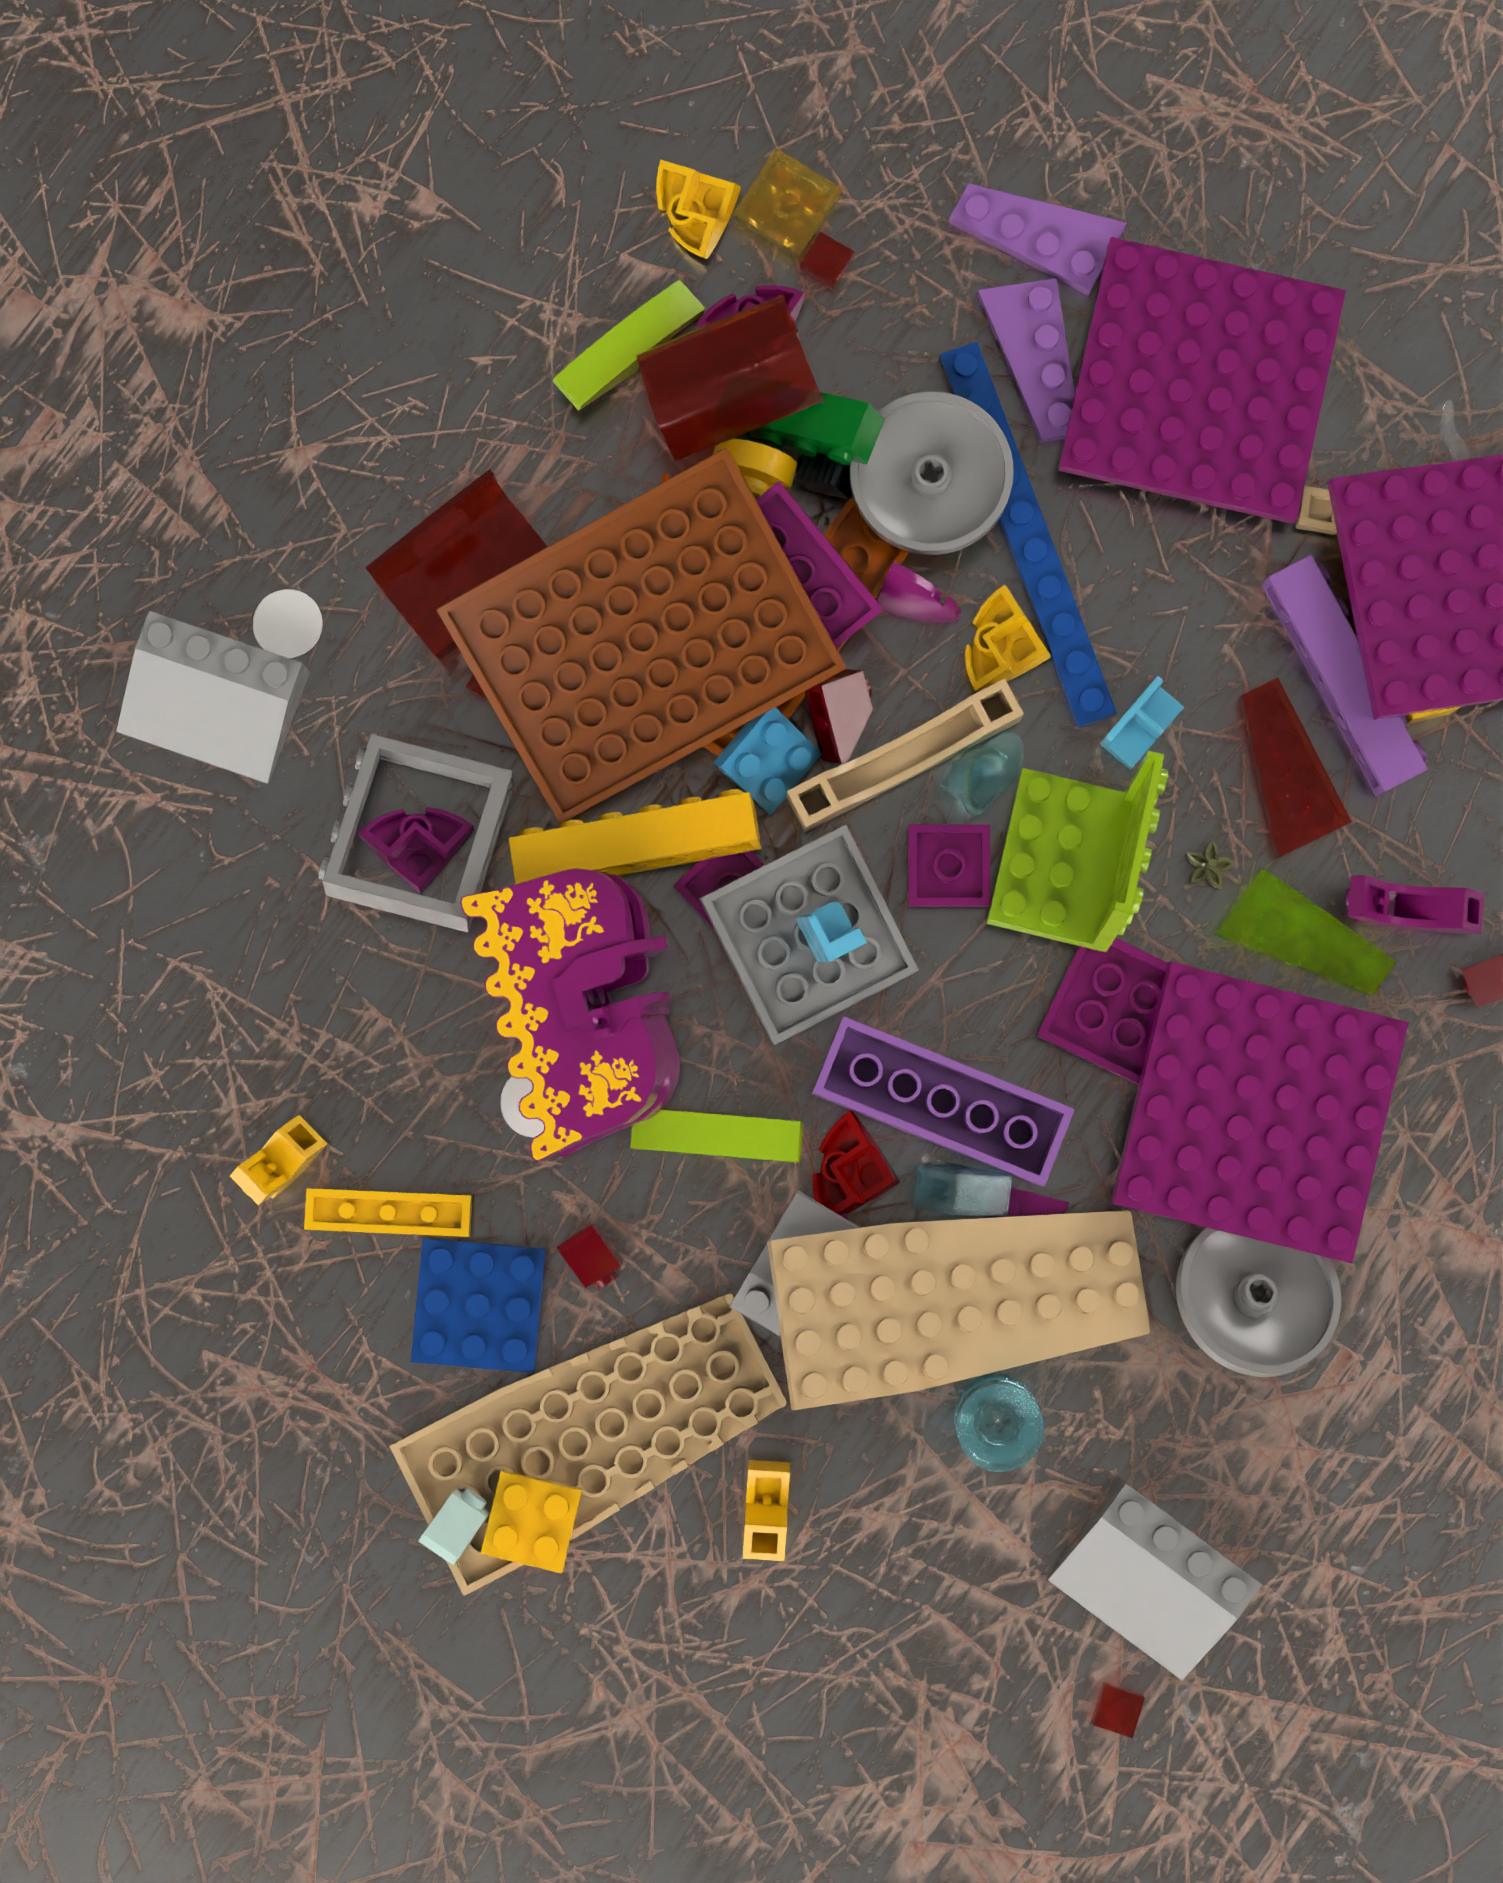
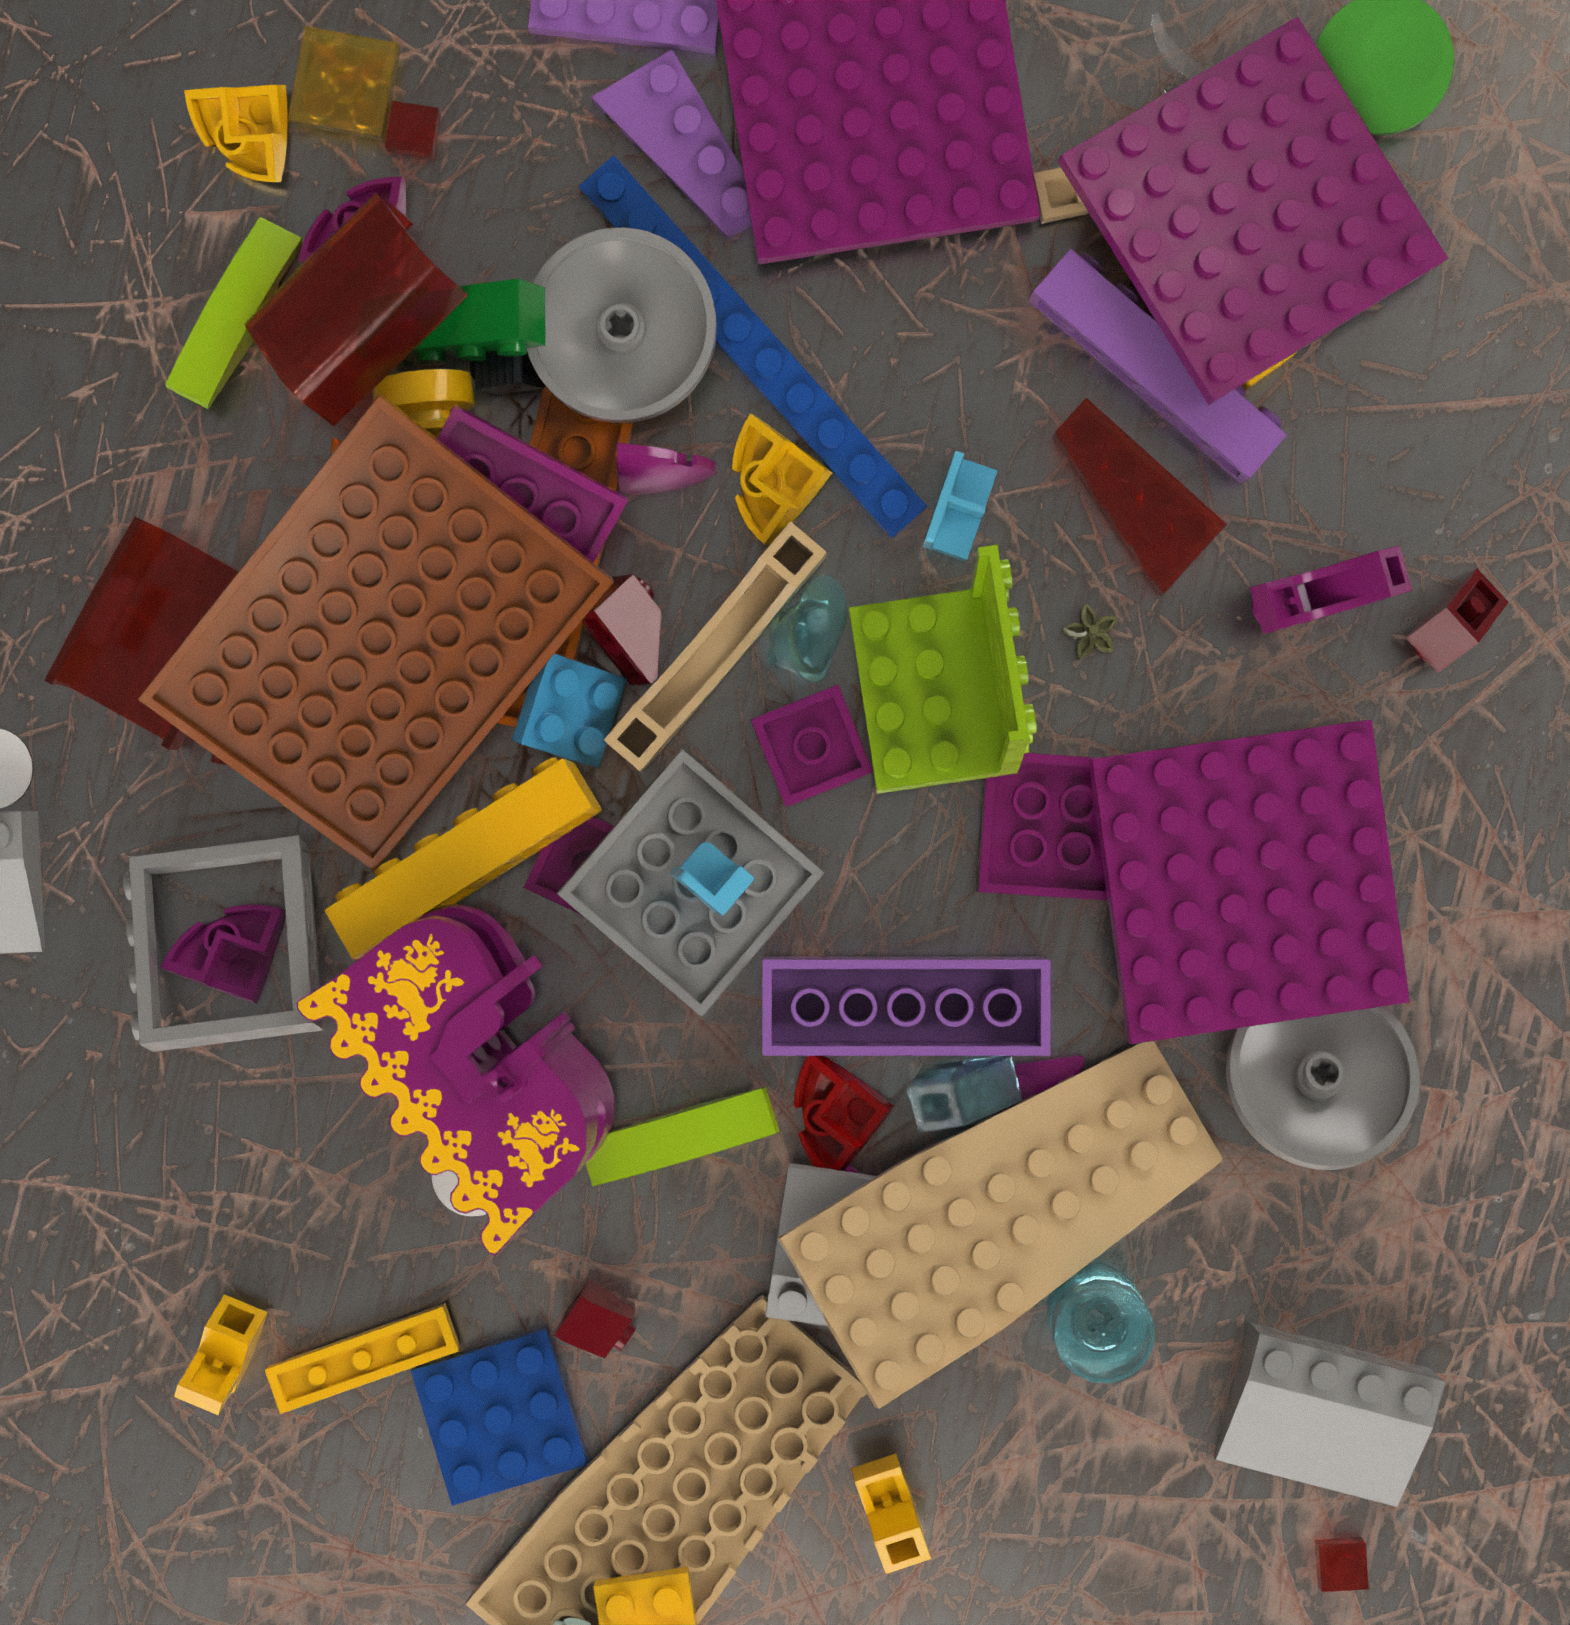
camera: 25 degrees left, 5 degrees up
(1293, 929) = (1208, 664): clear neon green wing -> none

